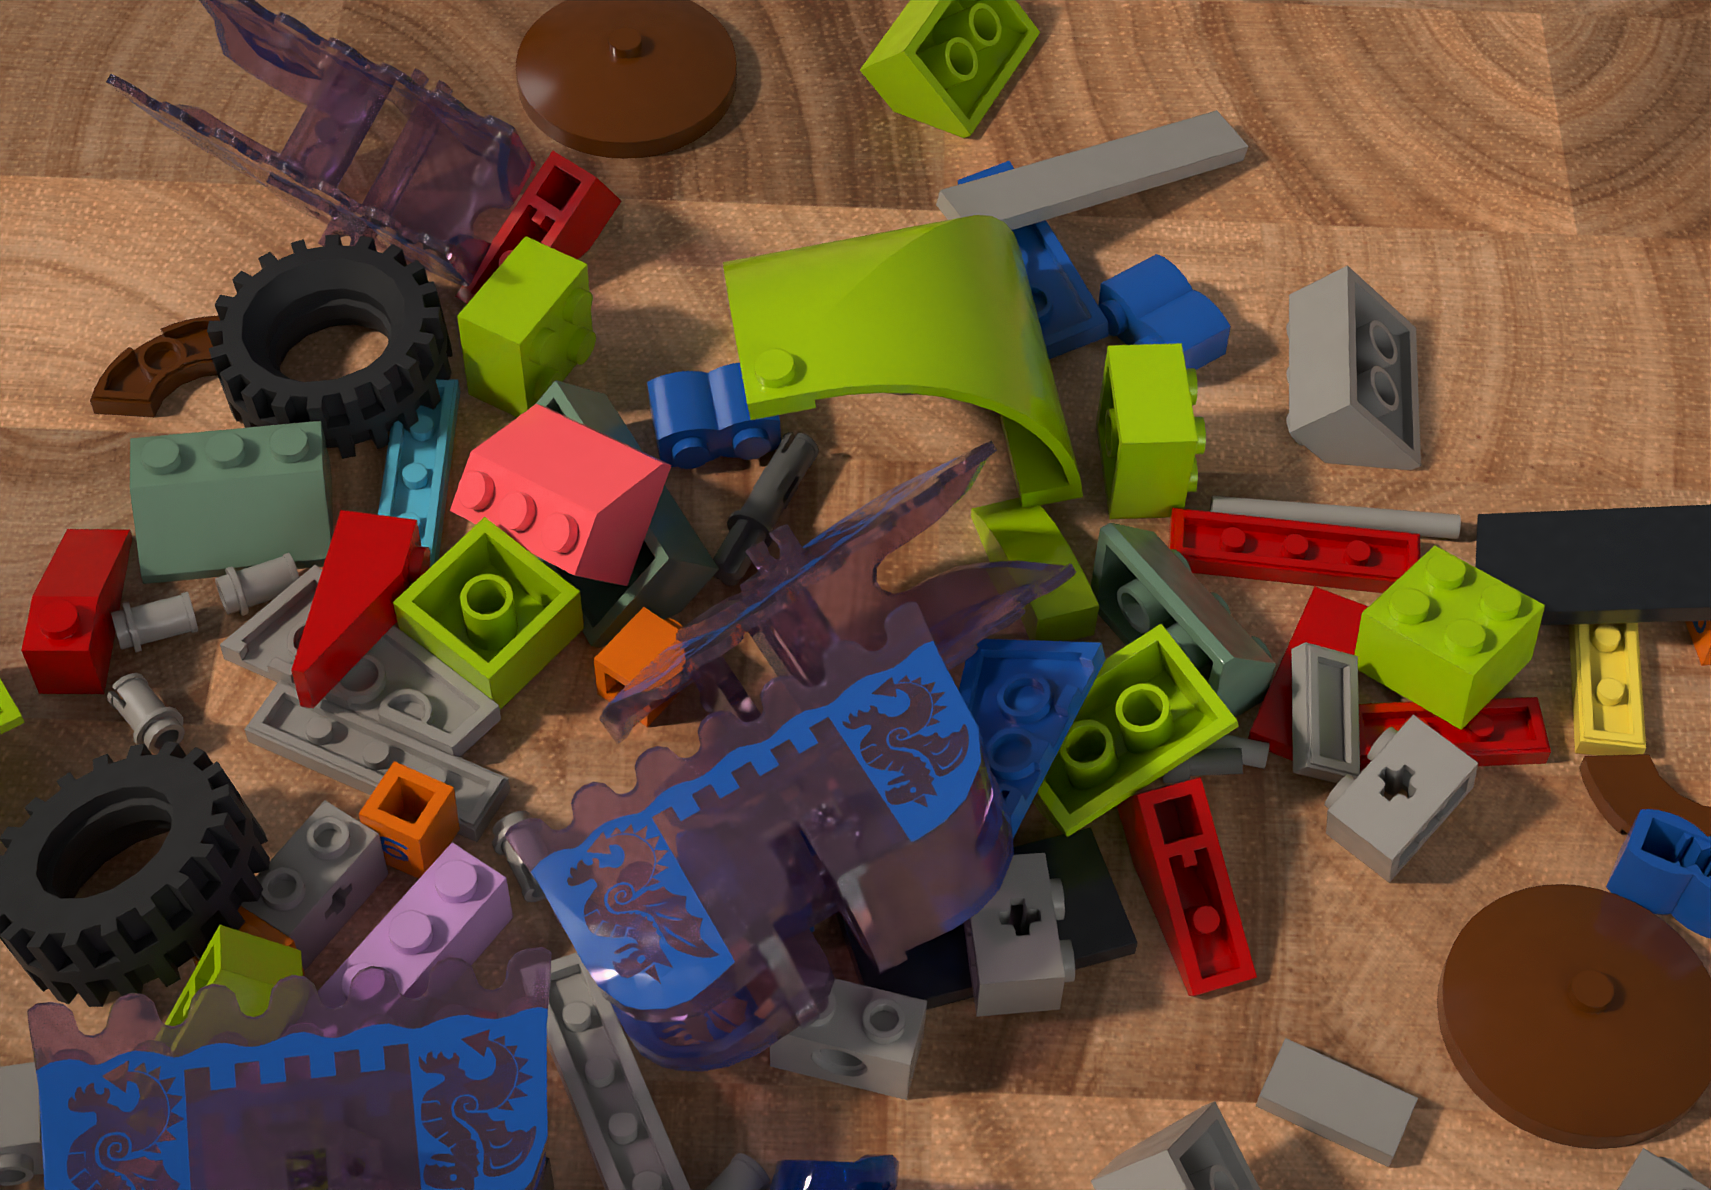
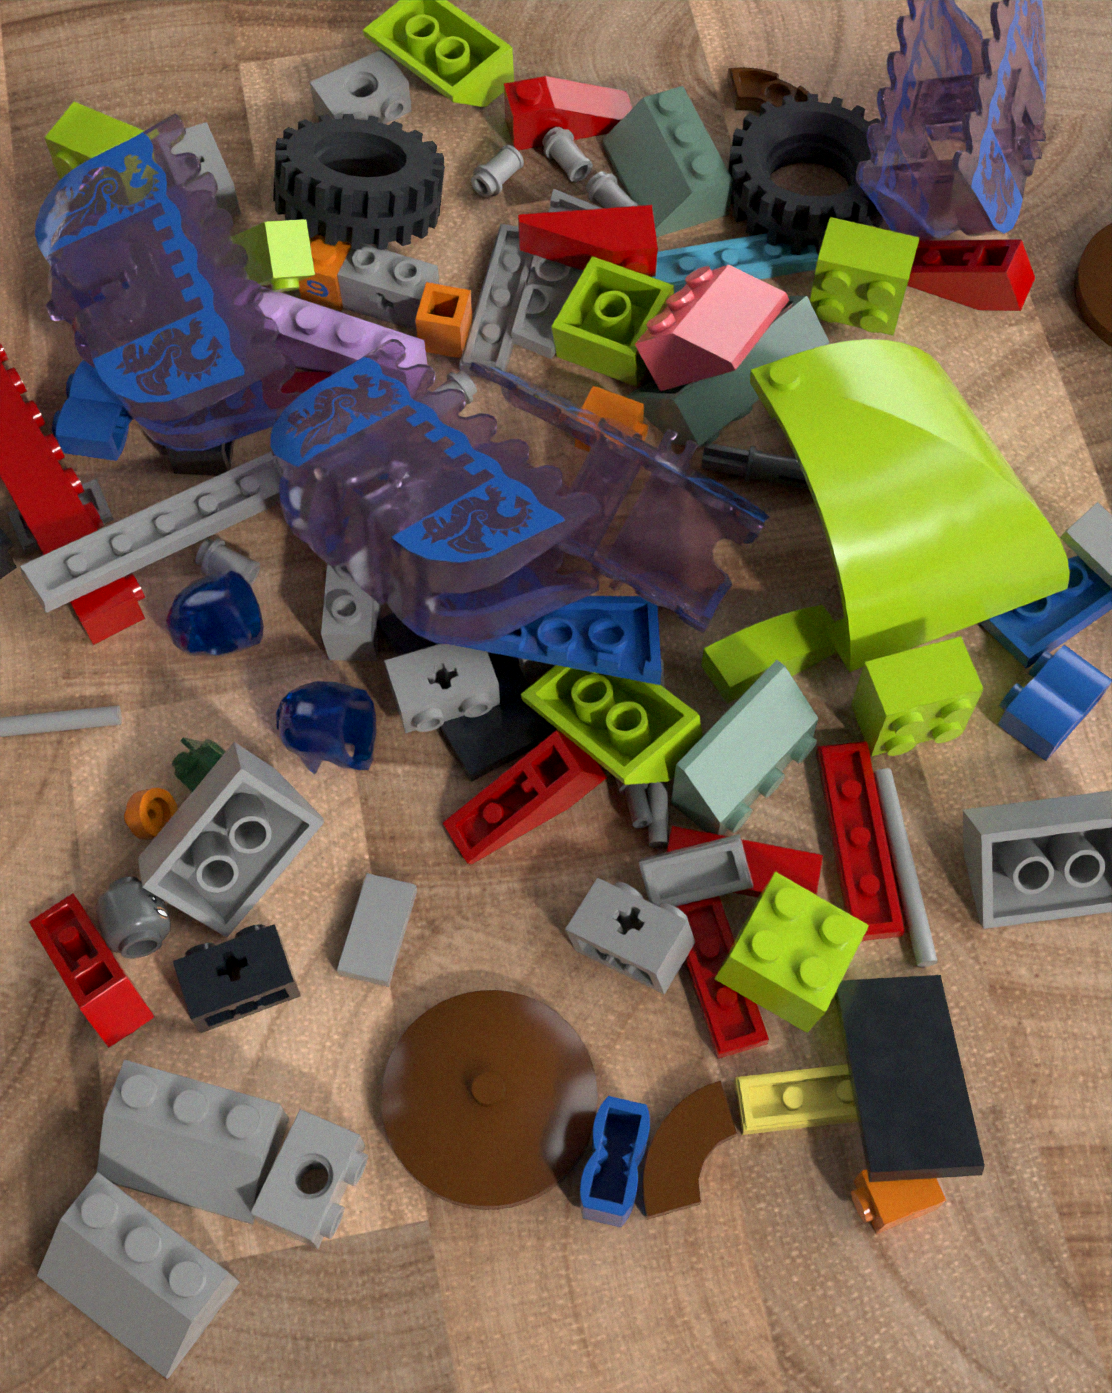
camera: 80 degrees right, 10 degrees up
(1039, 1096) = (324, 717): none -> clear blue piece

